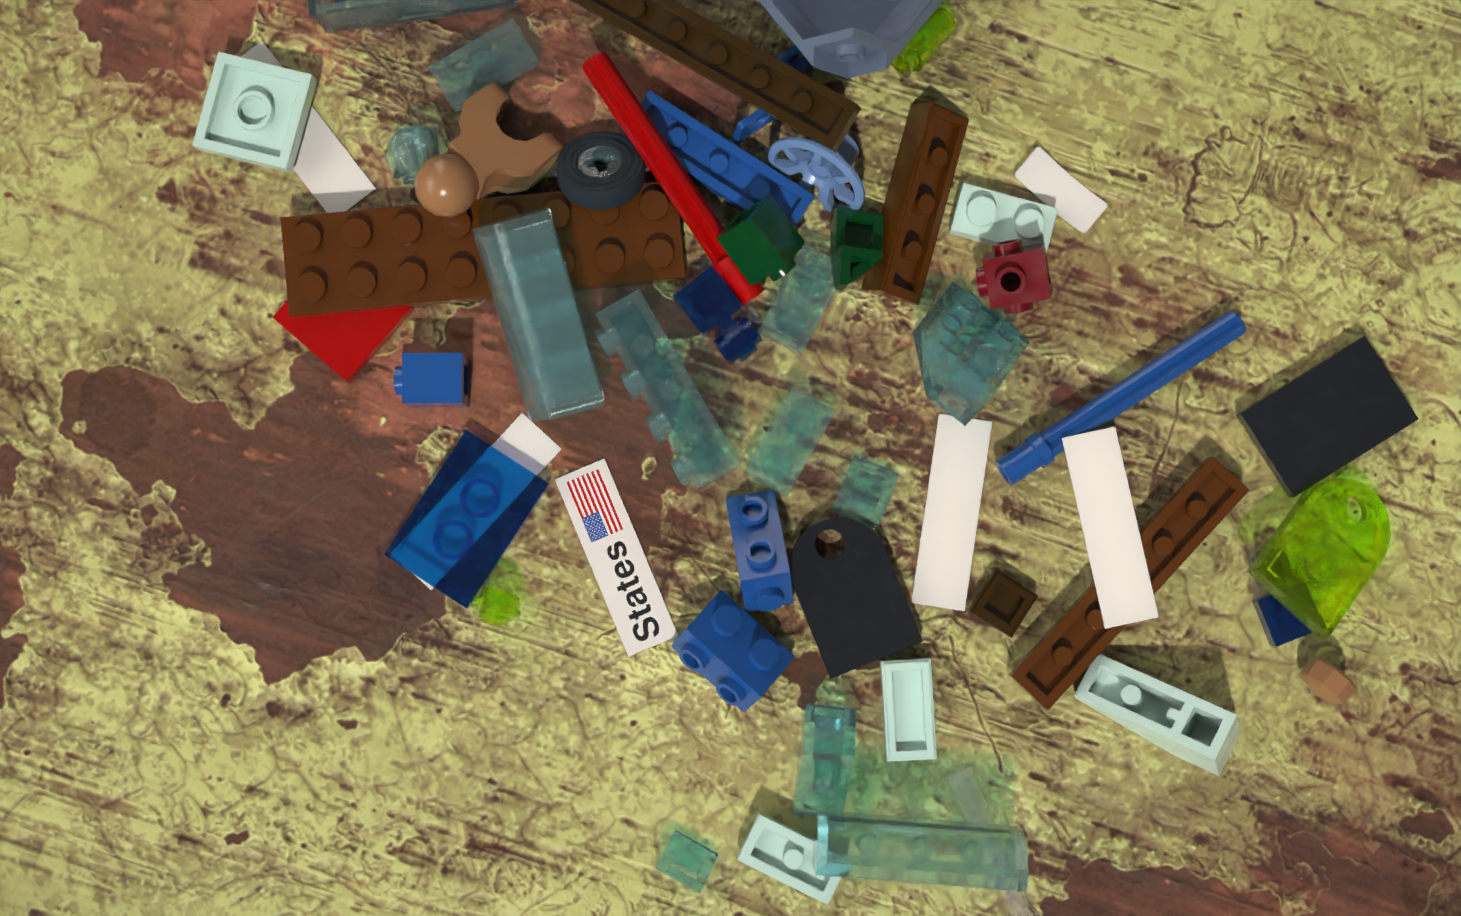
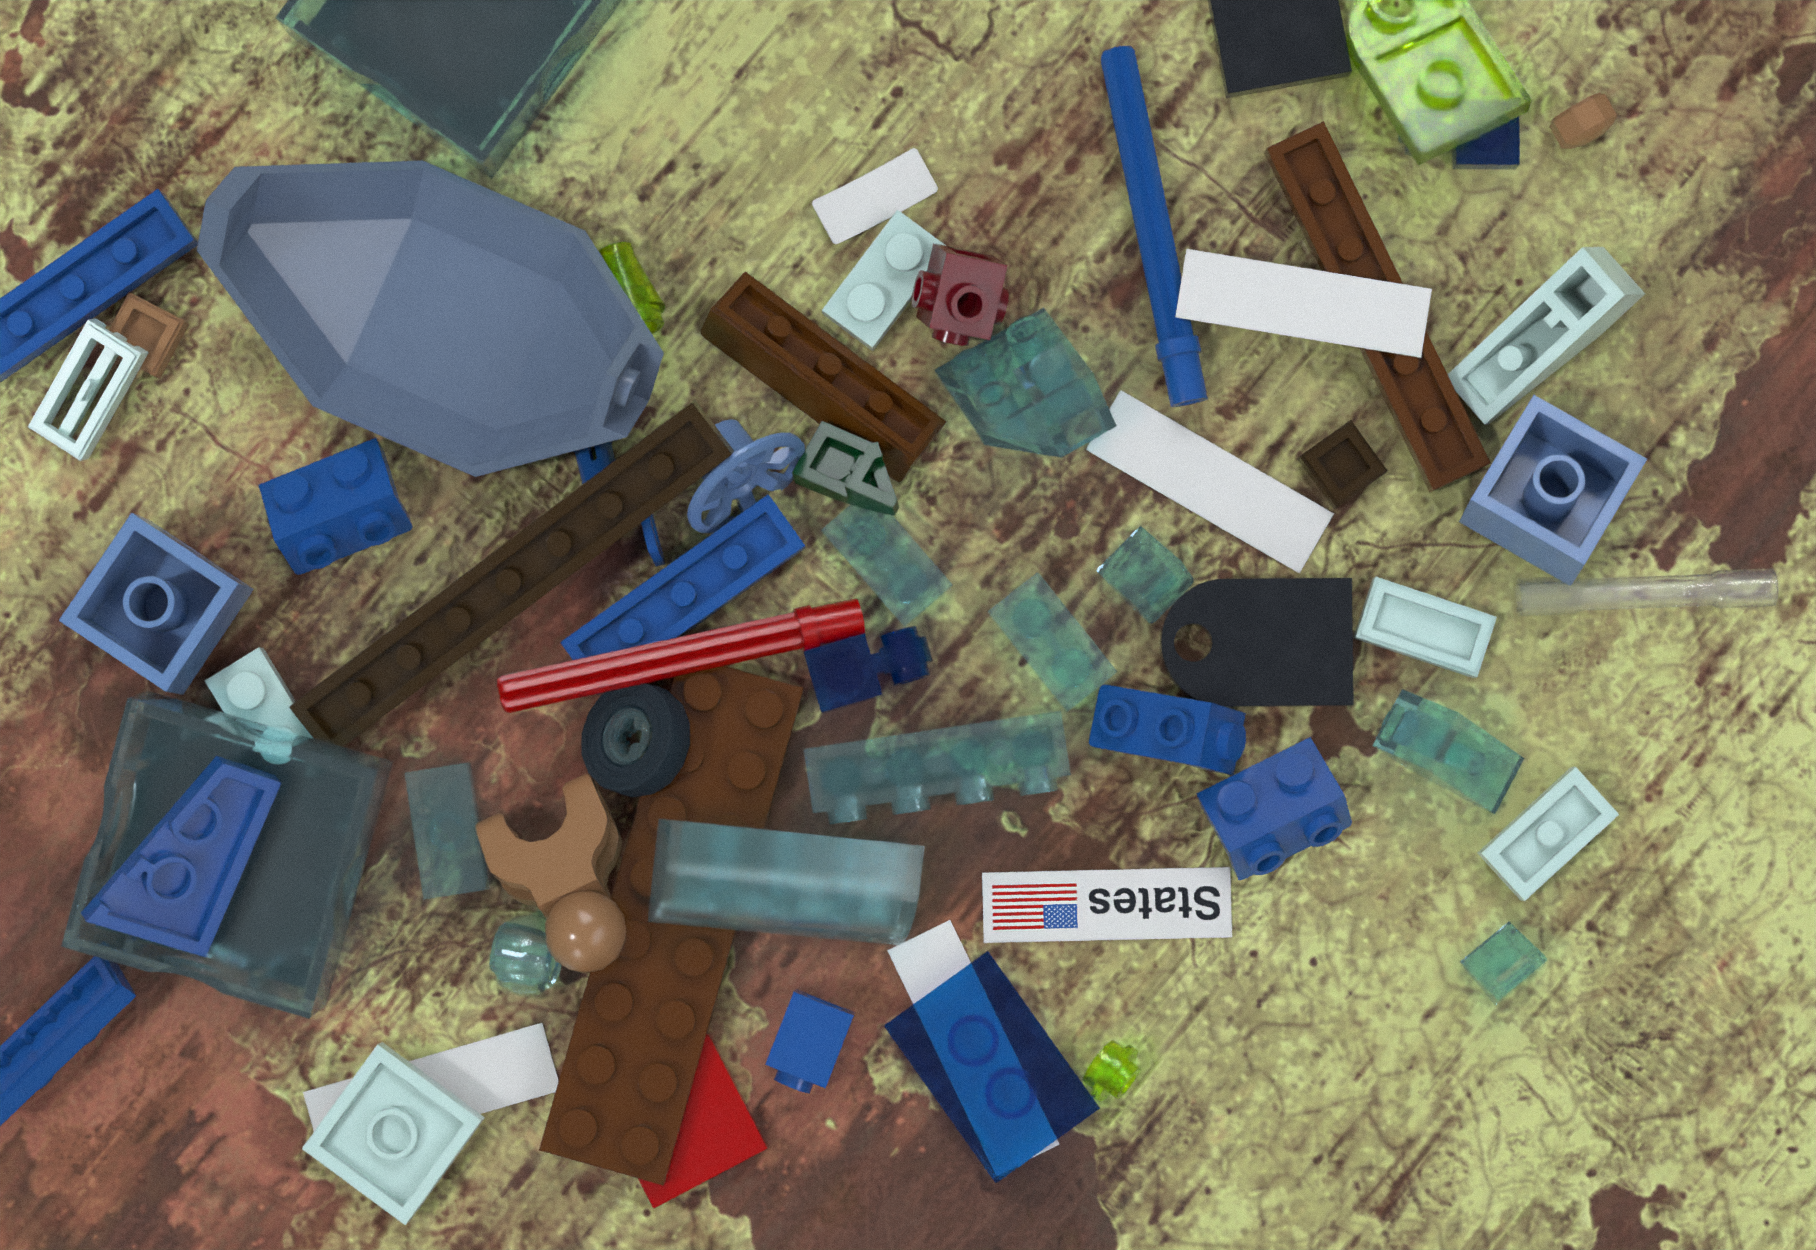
camera: 60 degrees left, 0 degrees up
(761, 241) = (800, 580): dark green brick -> none
(920, 851) = (1597, 680): clear light blue brick -> none
(1046, 762) = (1552, 490): none -> medium blue brick

